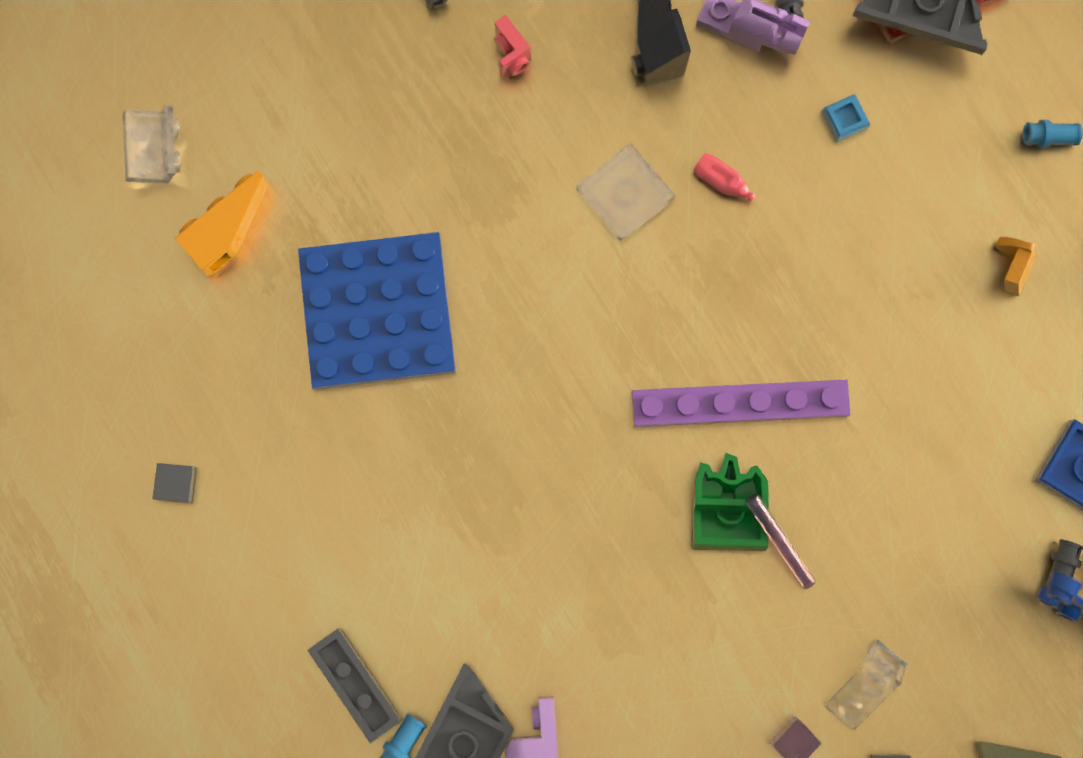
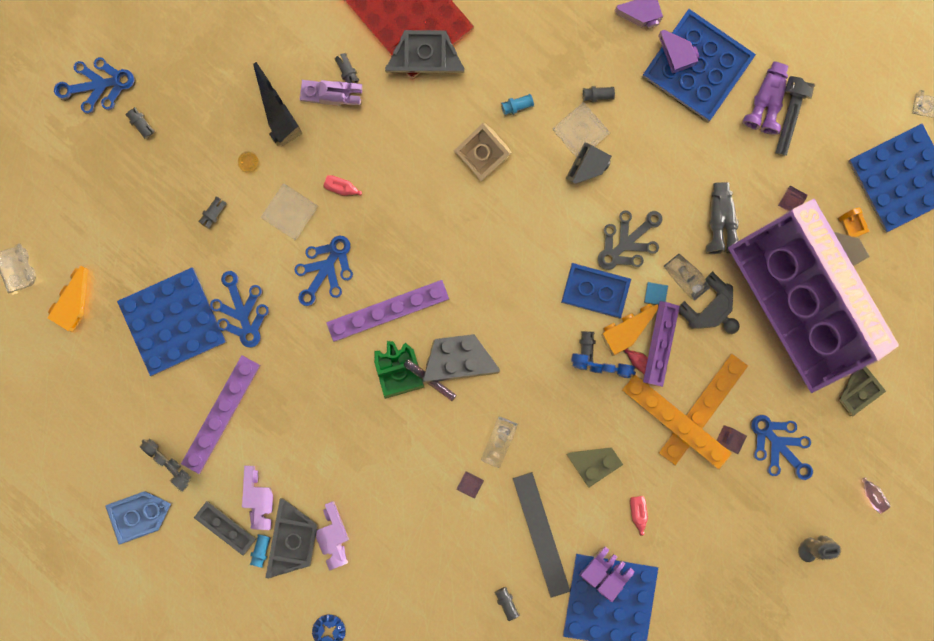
camera: 20 degrees left, 5 degrees up
(174, 483) = (91, 451): dark grey tile -> none
(213, 616) = (136, 516): none -> medium blue tile
(306, 576) = (180, 478): none -> dark grey plant
(407, 489) = (220, 414): none -> medium lavender plate
(425, 652) = (258, 499): none -> lavender plate
(496, 331) = (241, 312): none -> blue plant
(499, 155) = (212, 212): none -> dark grey pin
(511, 41) = (197, 146): coral bracket -> none
(583, 92) = (248, 161): none -> clear yellow plate
(658, 300) = (326, 268): none -> blue plant
(838, 521) = (457, 359): none -> dark grey wing
(845, 117) = (400, 130): dark azure tile -> none
(976, 190) = (483, 151): none -> tan slope
(1024, 258) = (519, 186): light orange tile -> none

